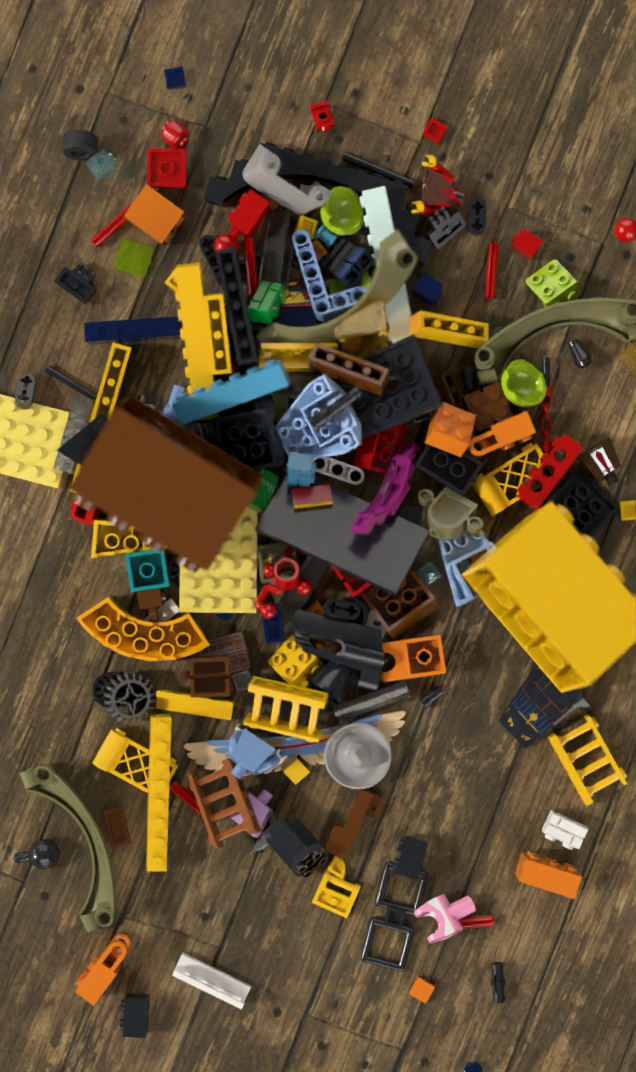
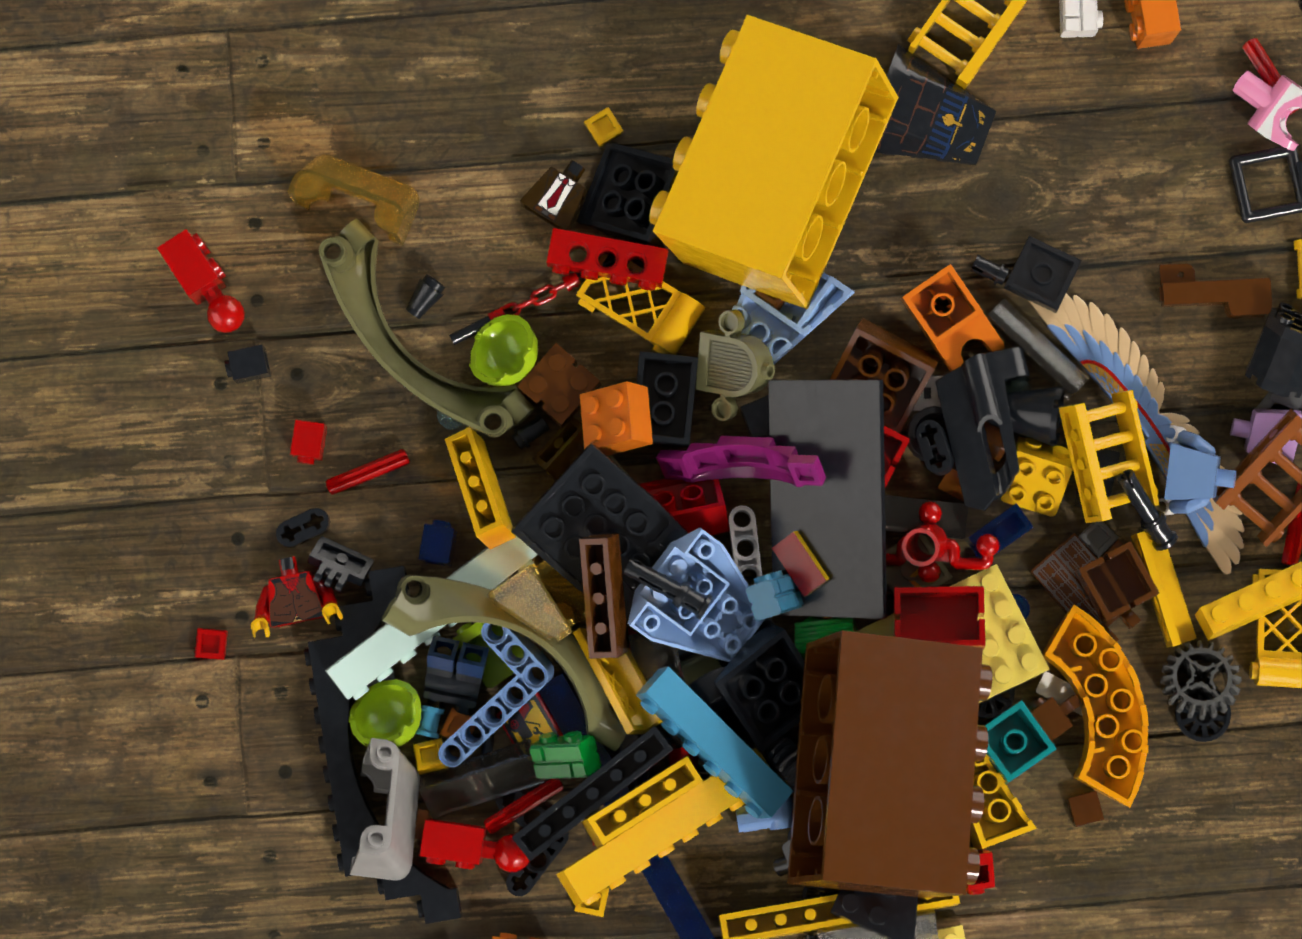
camera: 115 degrees left, 5 degrees down
(89, 593) = (1085, 808): none -> reddish brown tile
(235, 715) = (1152, 520): none -> black pin
(240, 561) = (941, 614): none -> red piece
(296, 770) = (1183, 404): yellow tile -> none
(319, 109) = (257, 817): red brick -> none
(337, 867) = (1285, 284): yellow tile -> none
(357, 756) = (1121, 329): light grey hat -> none
(377, 169) = (302, 695): black bar -> none
(410, 858) = (1223, 191): black piece -> none
(413, 726) = (1042, 274): none -> black tile
(429, 574) = (825, 354): clear light blue tile -> none
(503, 435) = (587, 343): orange brick -> none
(553, 284) = (347, 377): lime bracket -> none
(590, 230) = (248, 364): none -> black brick

